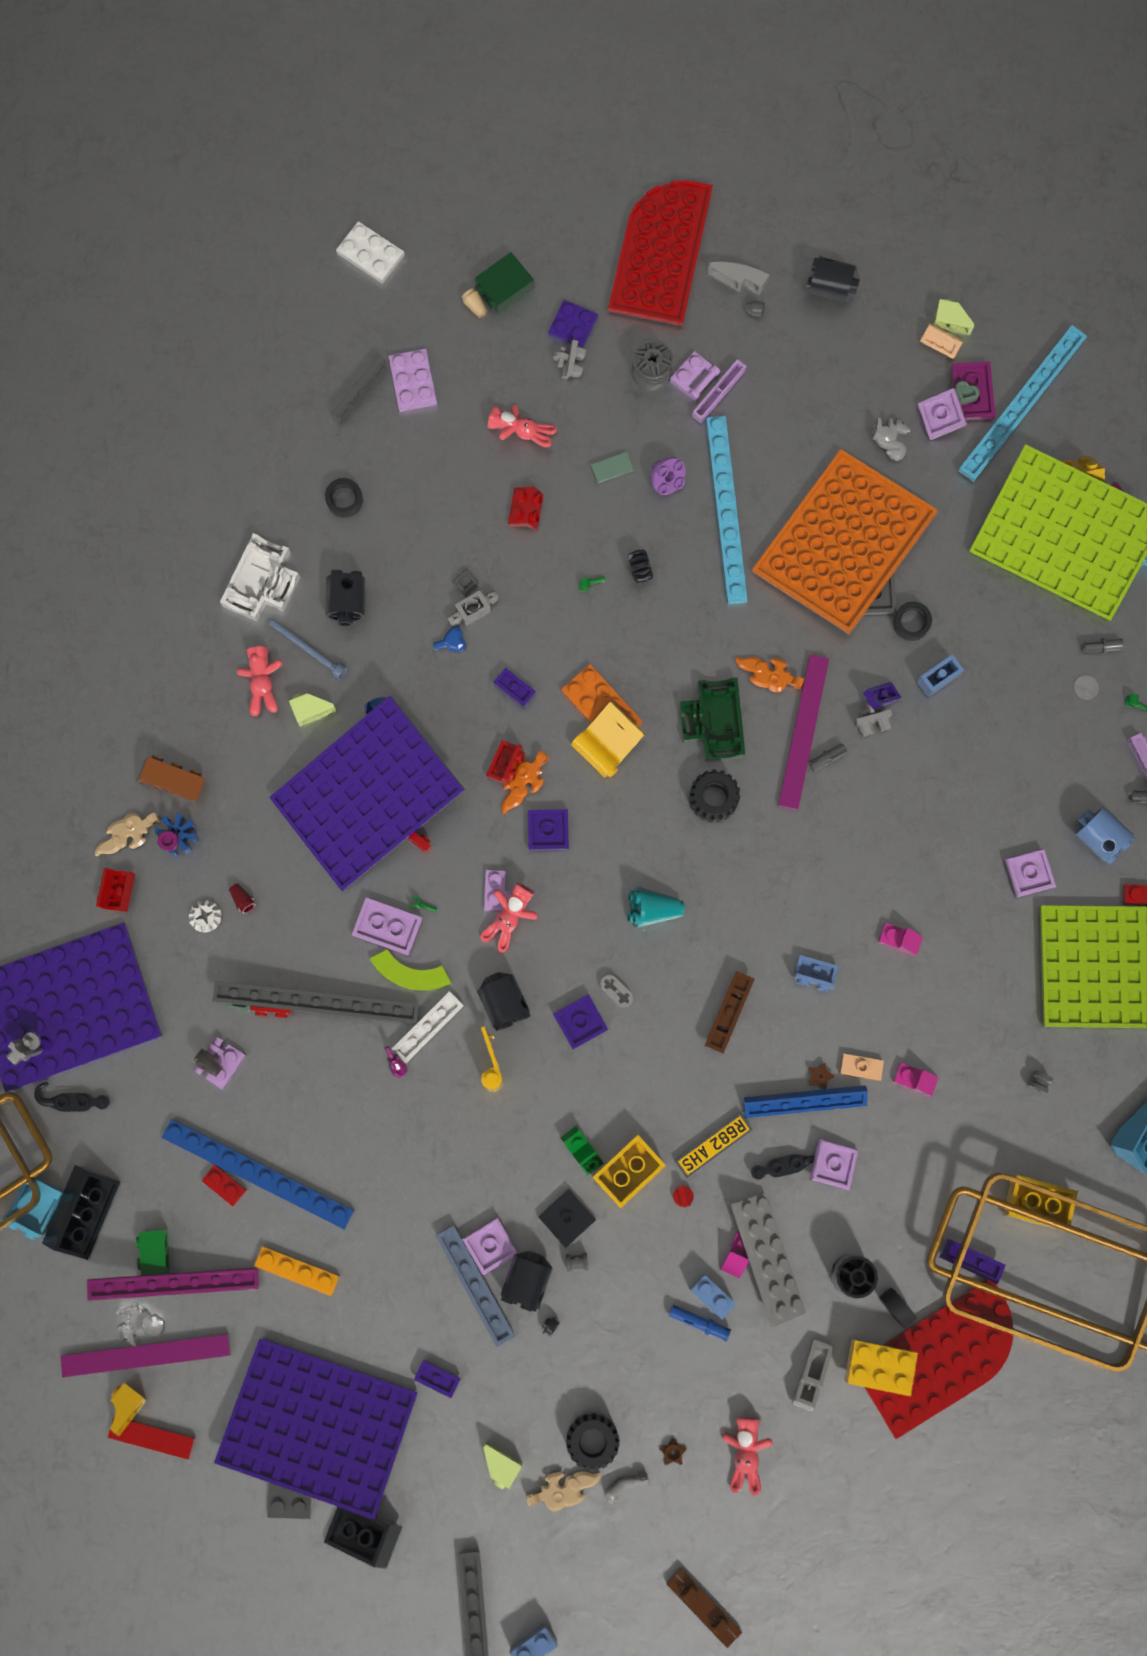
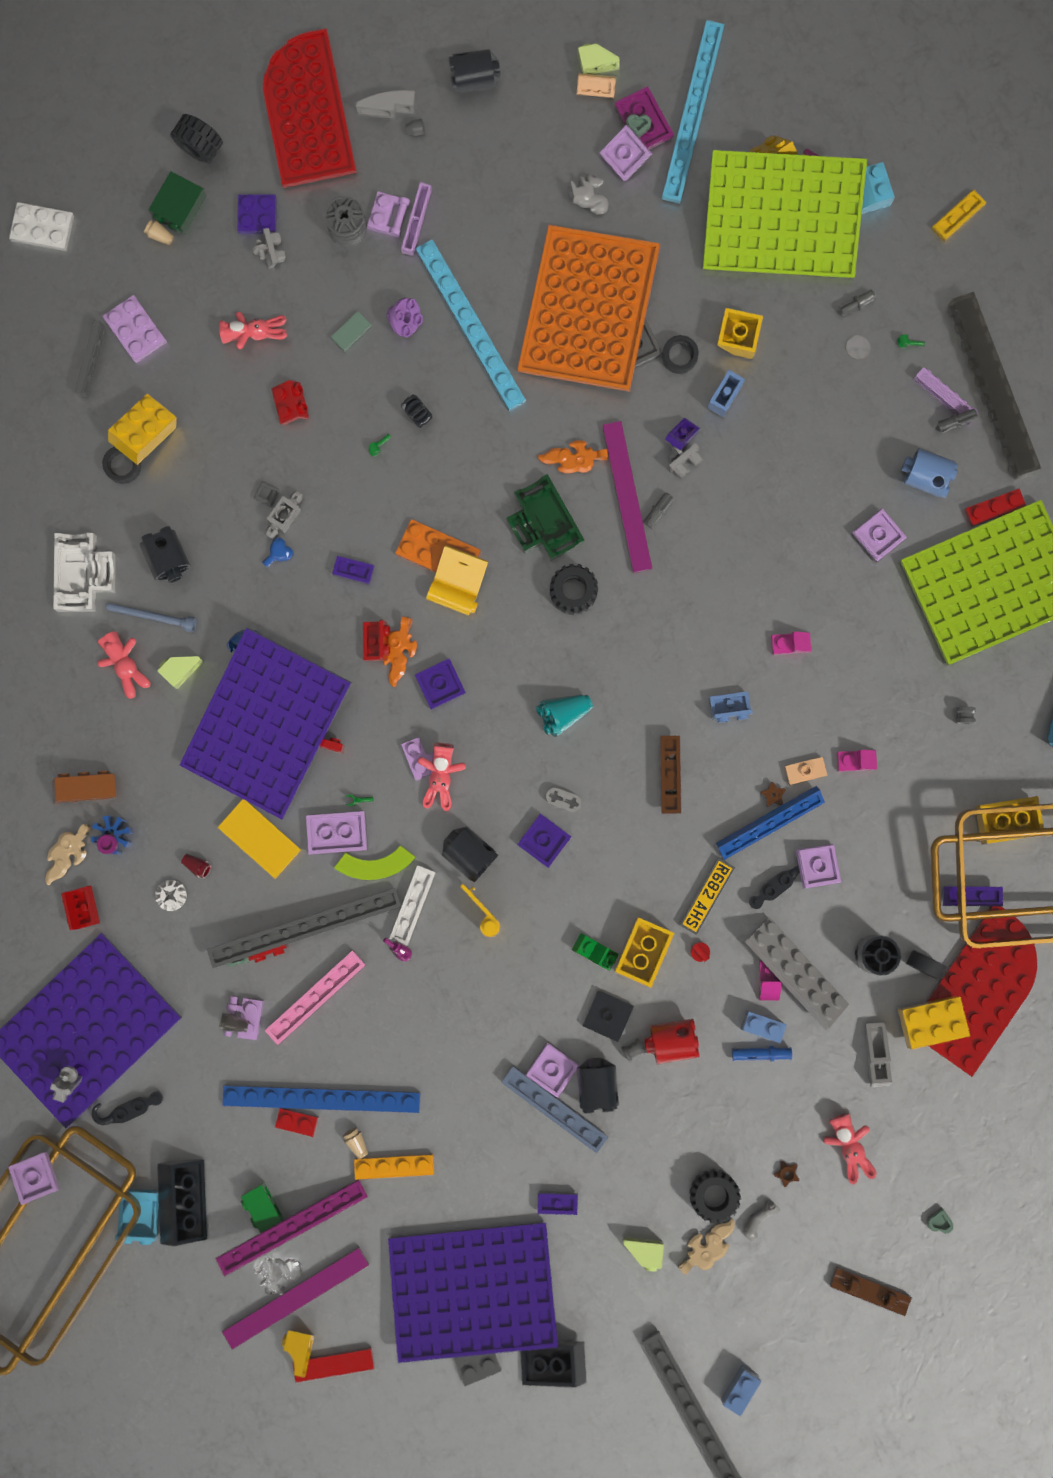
camera: 20 degrees left, 5 degrees up
(271, 1230) = (355, 1141): none -> tan cone
(295, 1074) = (315, 997): none -> bright pink plate
(312, 900) = (259, 838): none -> yellow tile
(377, 473) = (142, 429): none -> yellow brick
(548, 232) = (196, 138): none -> black tyre
(550, 1326) = (634, 1114): black plate -> none
(618, 1271) = (673, 1041): none -> red cylinder
(802, 1569) = (940, 1221): none -> sand green tile
(978, 625) = (739, 332): none -> yellow slope

